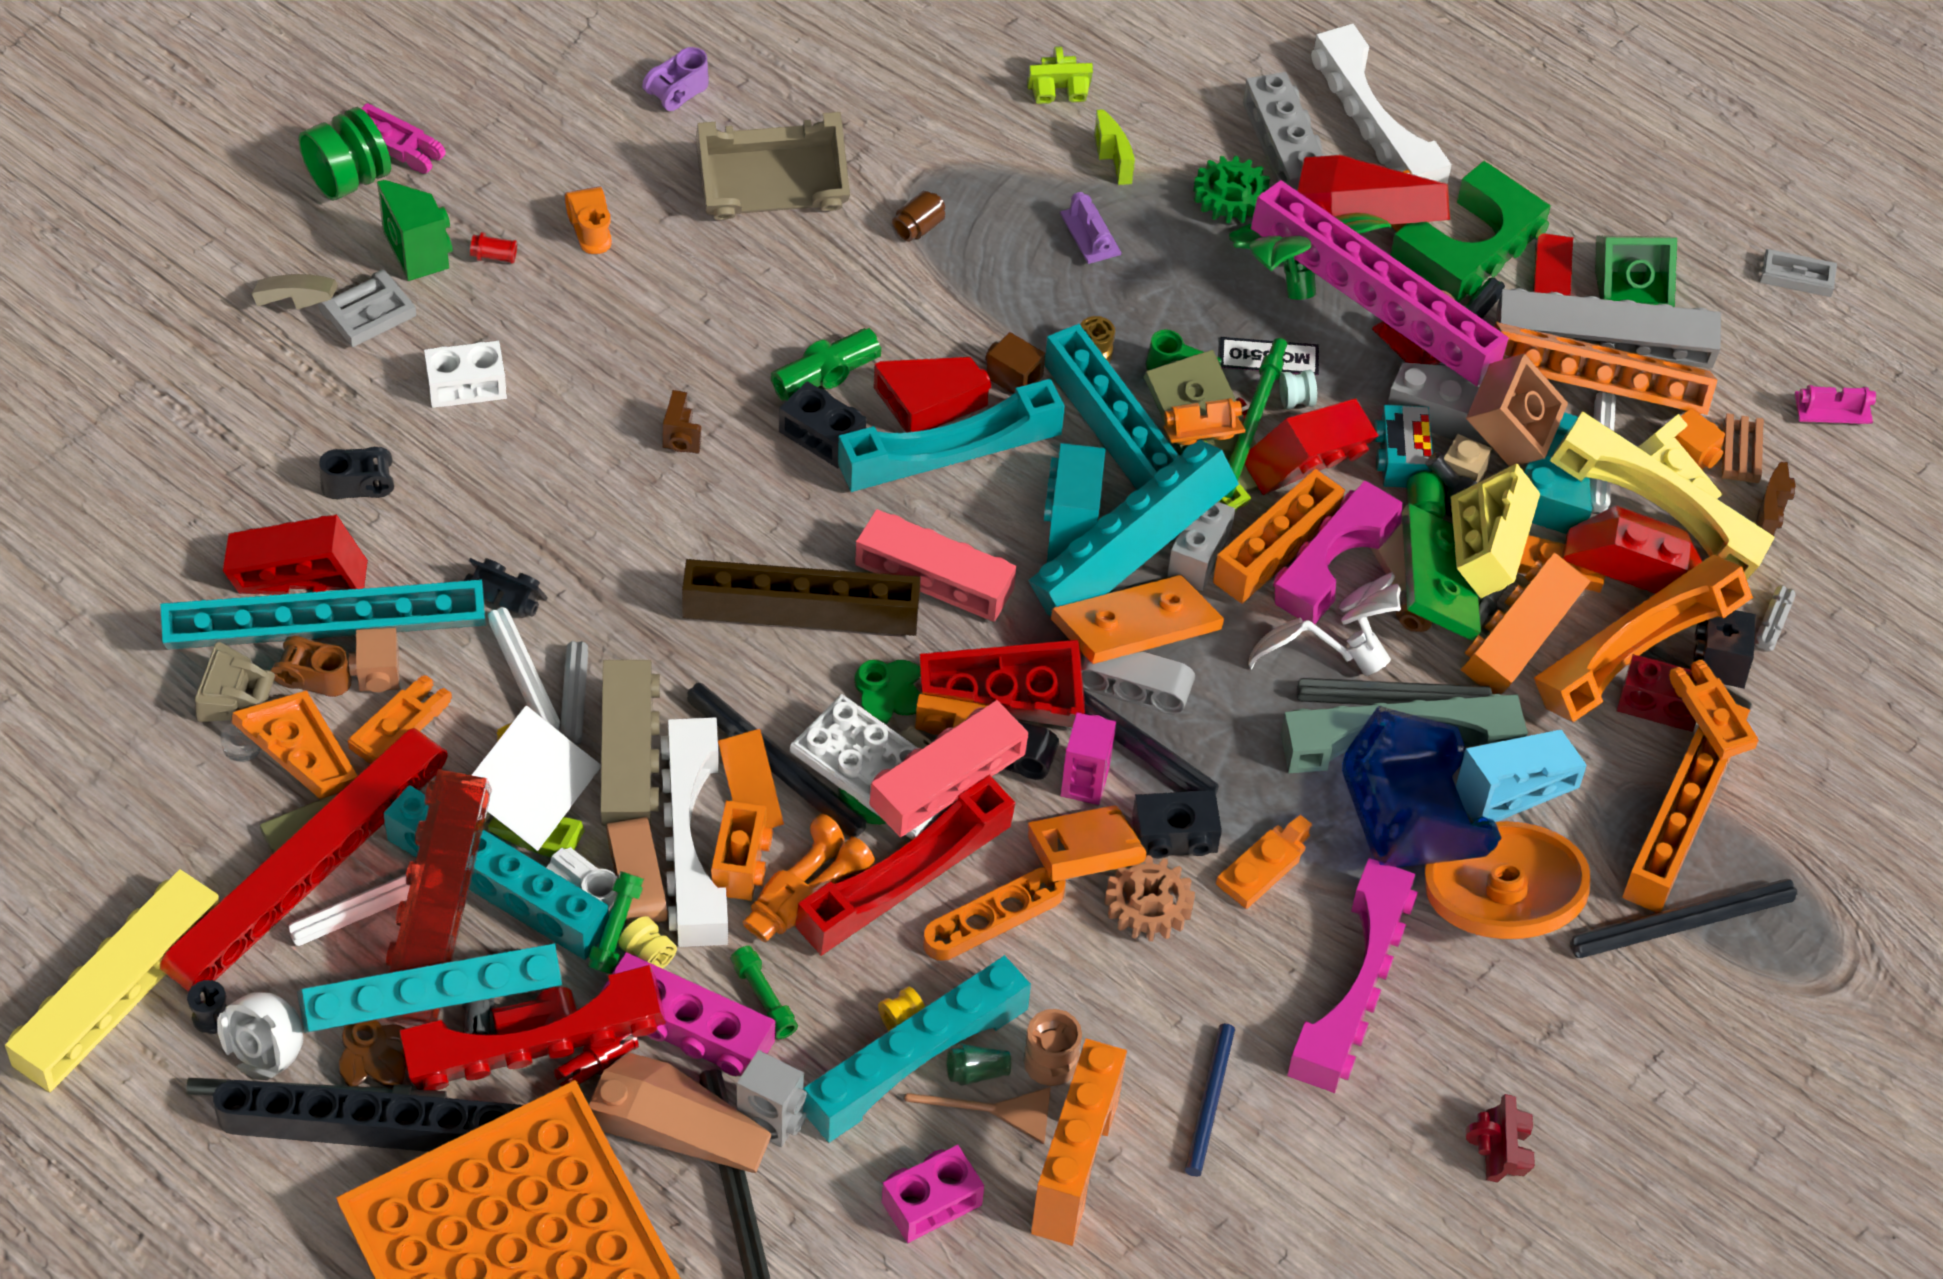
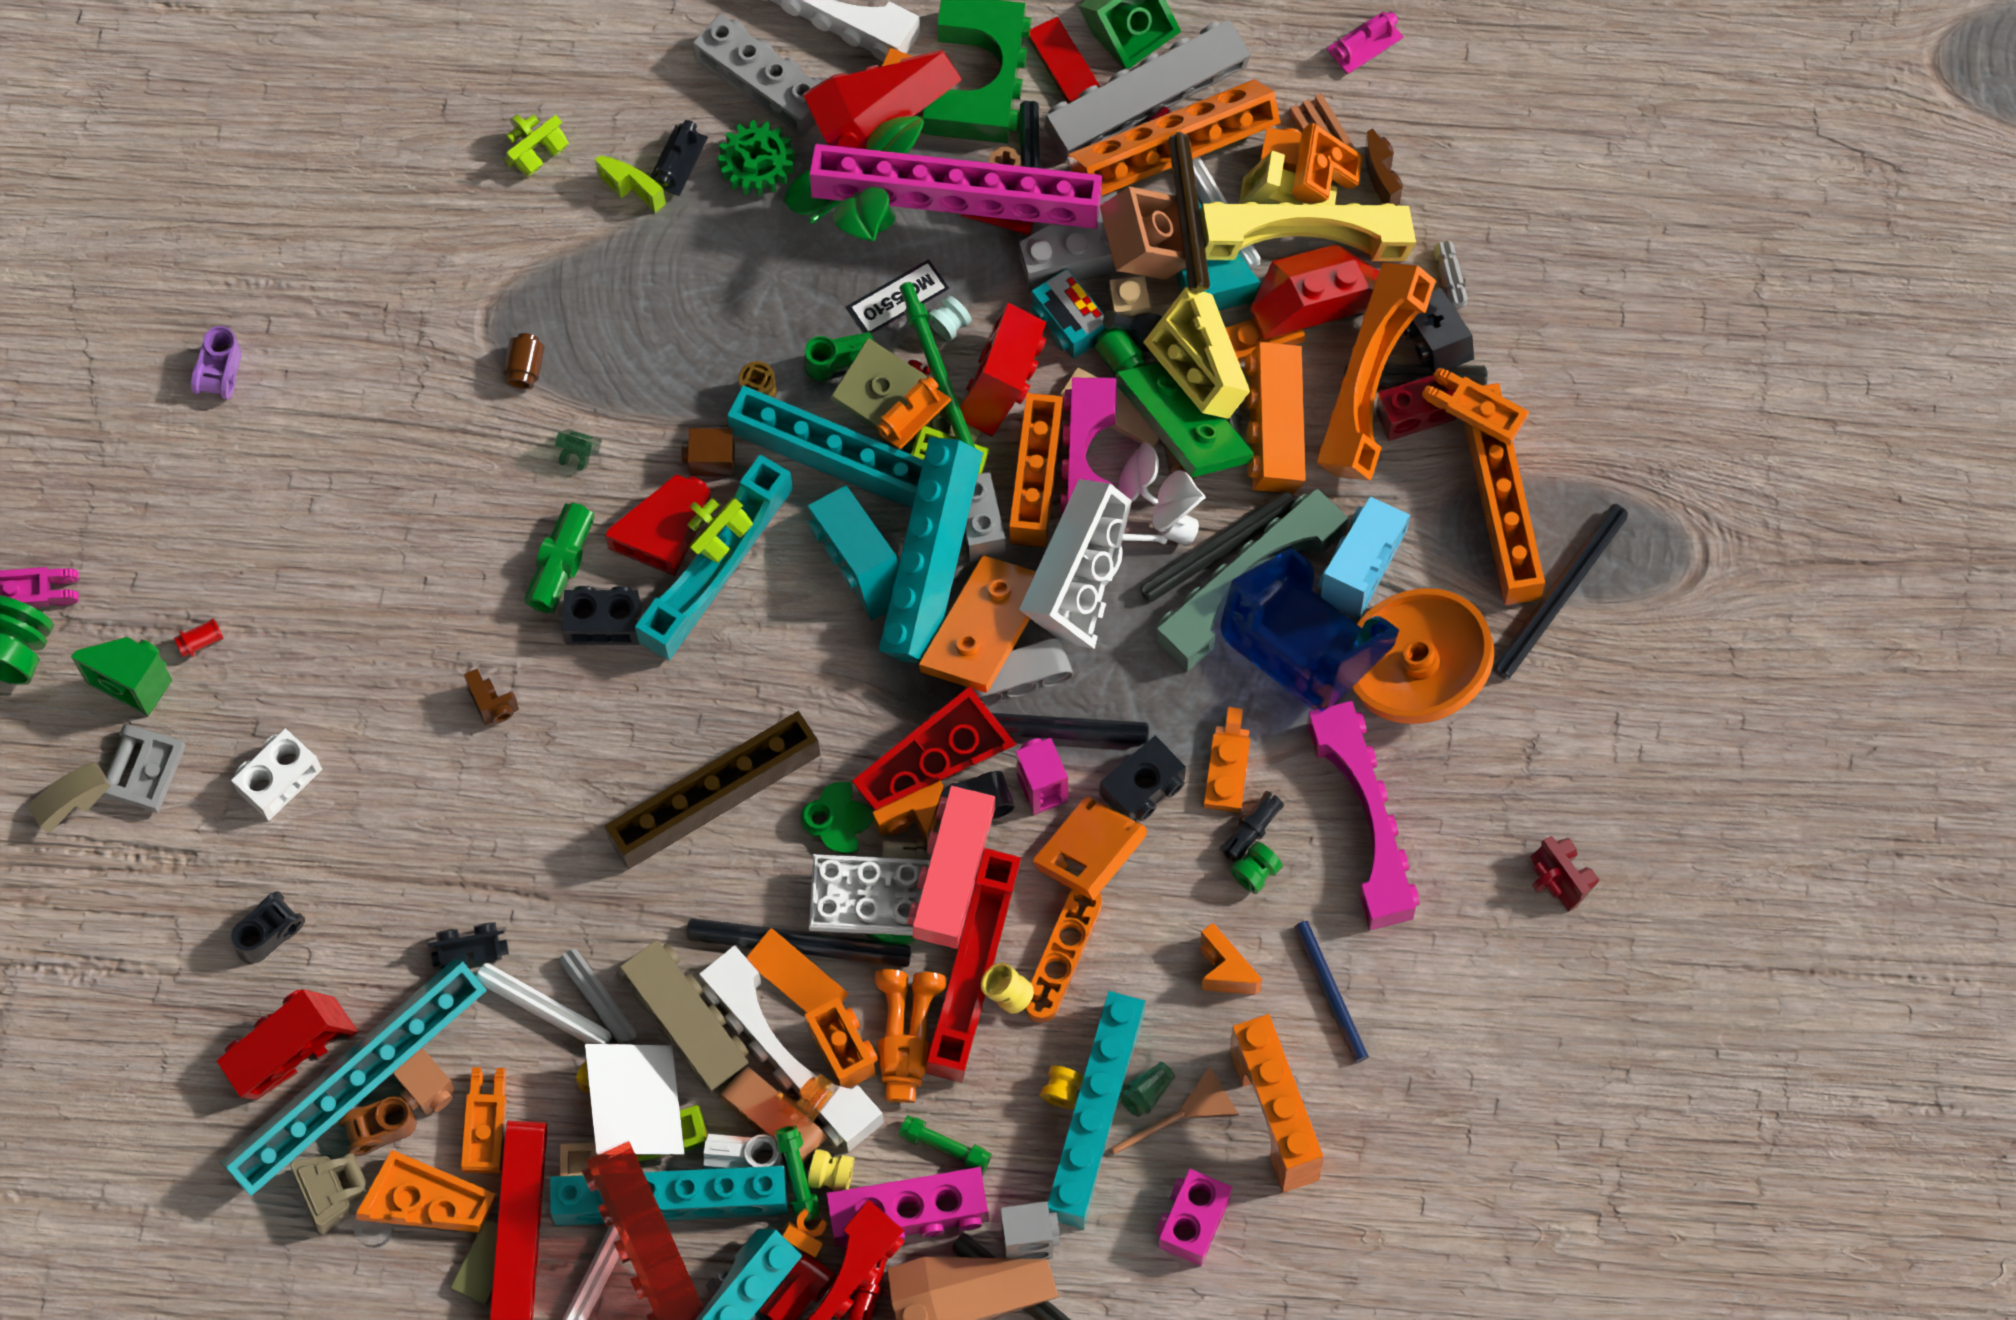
camera: 30 degrees left, 15 degrees up
(578, 977) = (803, 1237): none -> orange tile
(590, 219) = (255, 553): orange piece -> none
(674, 868) = (814, 1097): none -> clear orange bracket
(773, 167) = (370, 399): dark tan windscreen -> none
(910, 296) = (579, 444): none -> clear green tile
(919, 899) = (1007, 988): none -> light yellow wheel
(946, 567) = (792, 684): coral brick -> none
(967, 403) = (707, 541): none -> lime hips
(1052, 1047) = (1194, 1036): nougat wheel -> none
(1089, 229) = (670, 278): medium lavender hinge -> none
(1129, 1018) = (1233, 972): none -> orange slope
(1149, 898) = (1184, 860): nougat gear -> none
(1169, 155) = (679, 157): none -> black hinge
(1222, 954) = (1256, 867): none -> green wheel
(1245, 620) = (1078, 563): none -> white wedge
(1245, 922) = (1251, 826): none -> black pin
(1565, 415) = (1189, 213): none -> dark brown axle
(1723, 455) = (1321, 161): none -> orange brick

